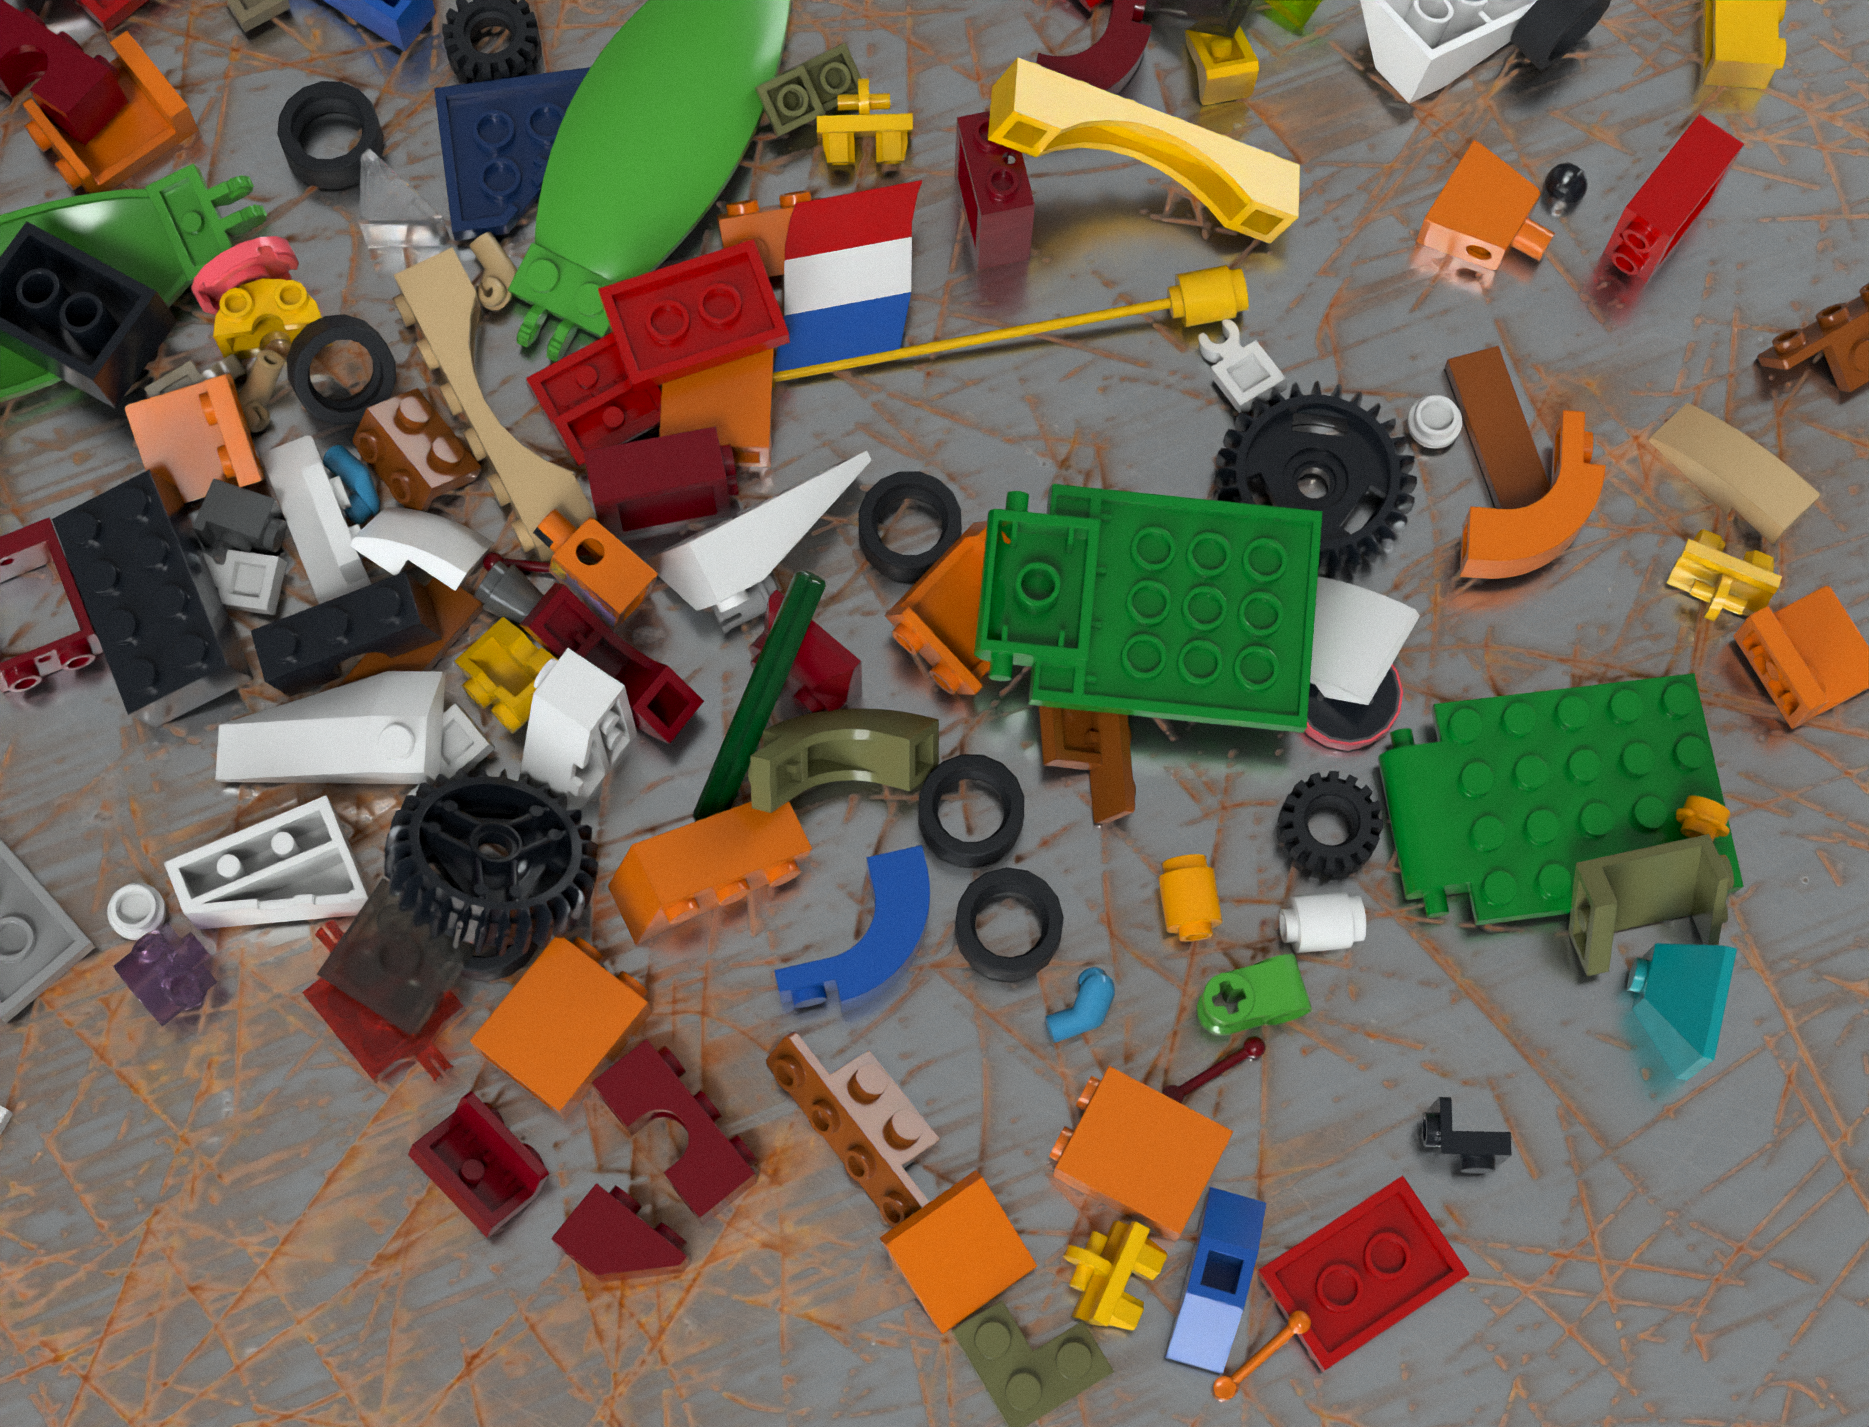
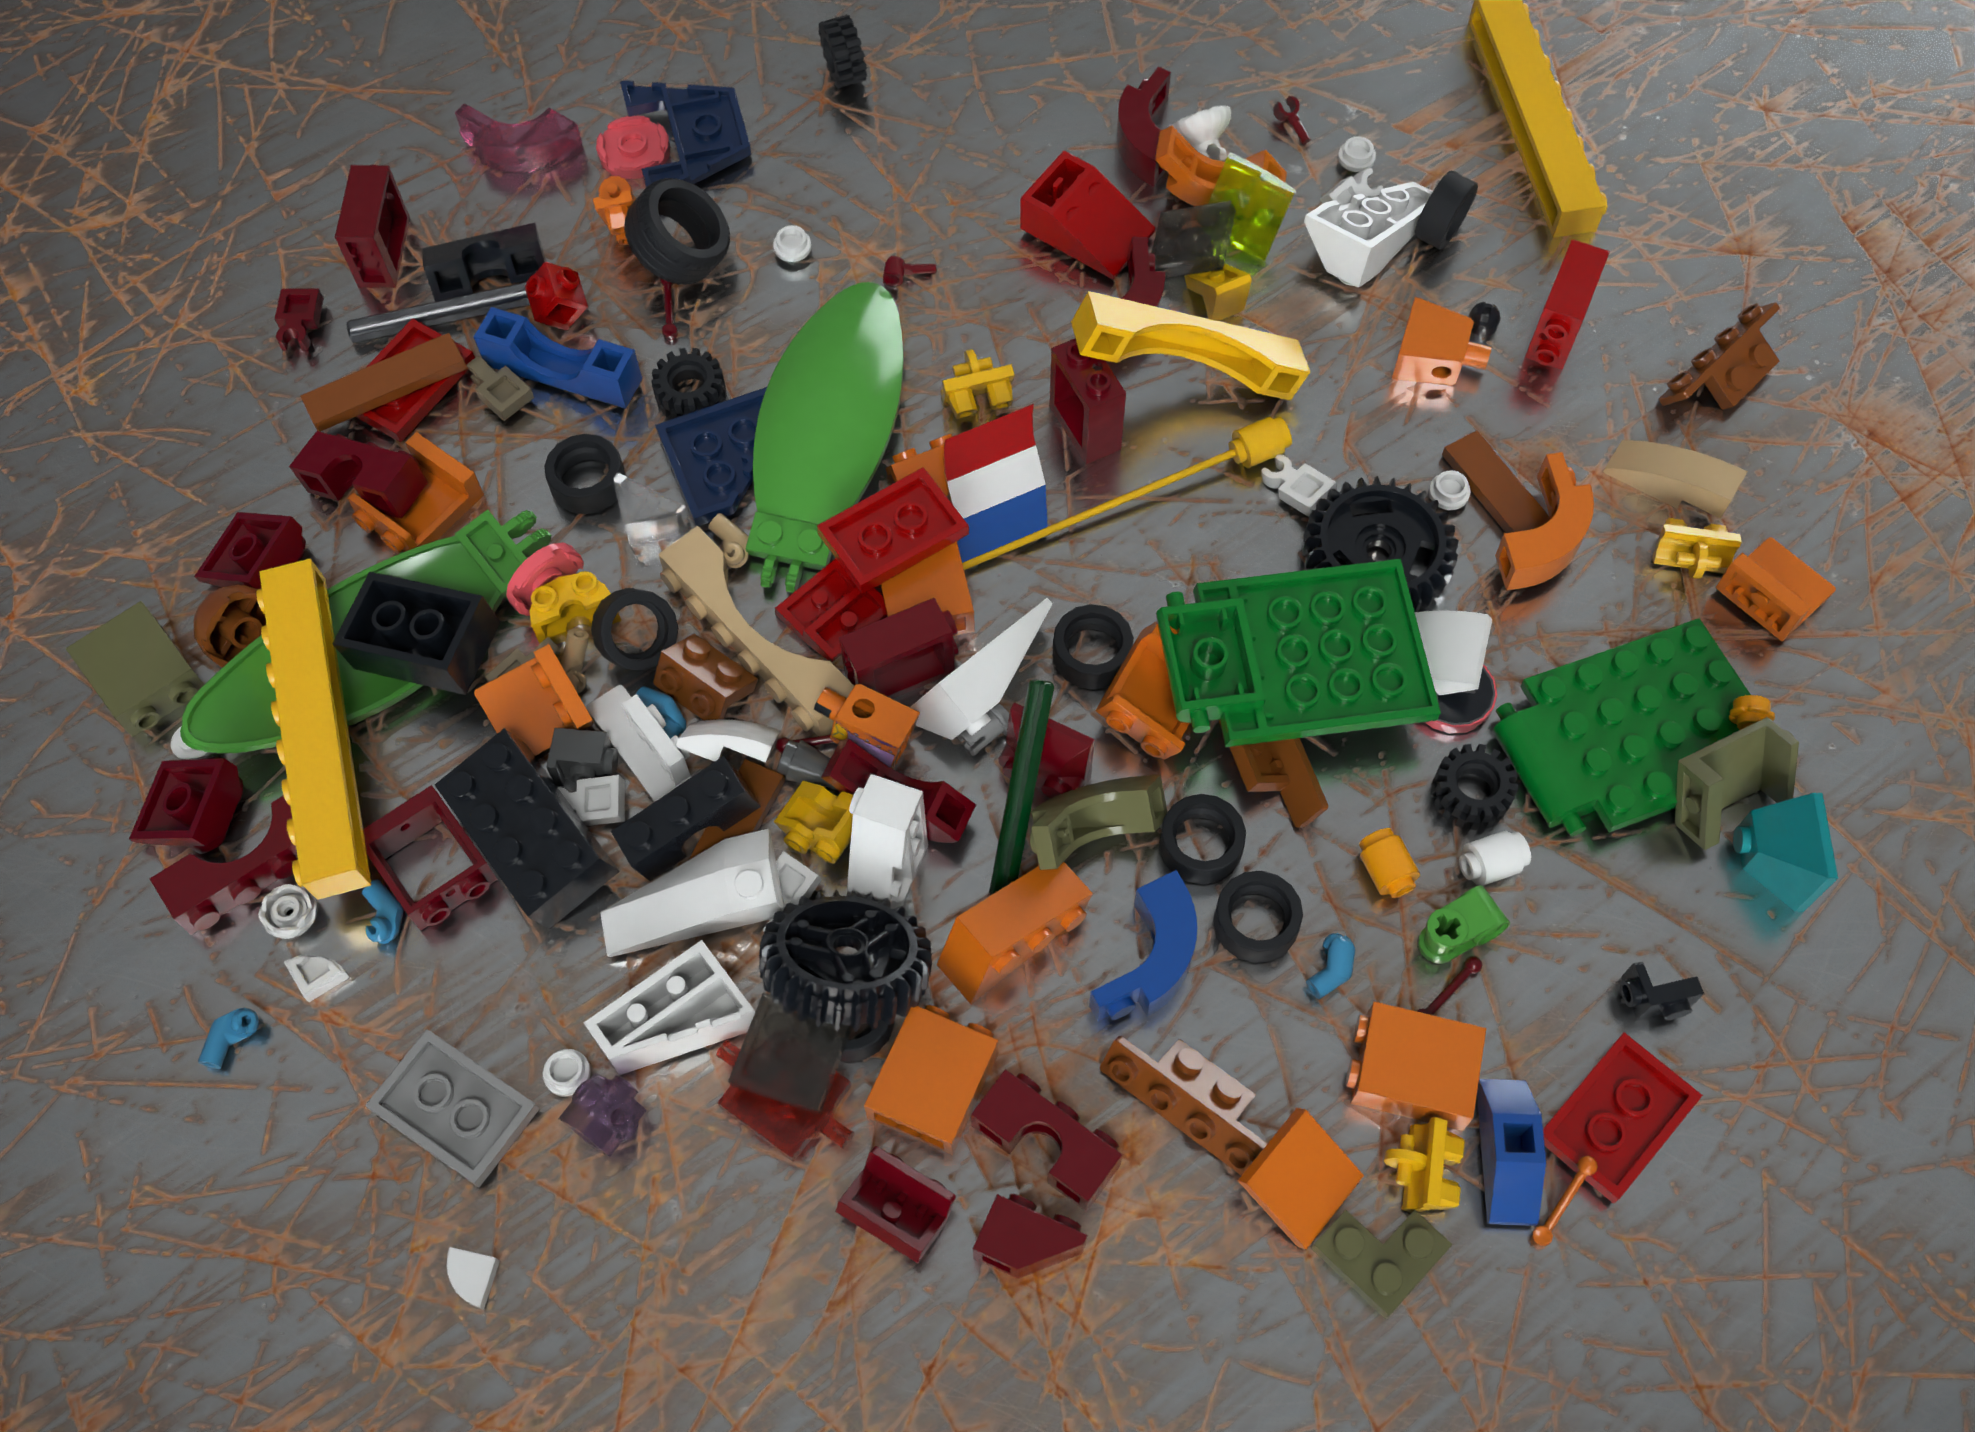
camera: 10 degrees left, 10 degrees down
(808, 89) = (929, 367): olive slope -> none

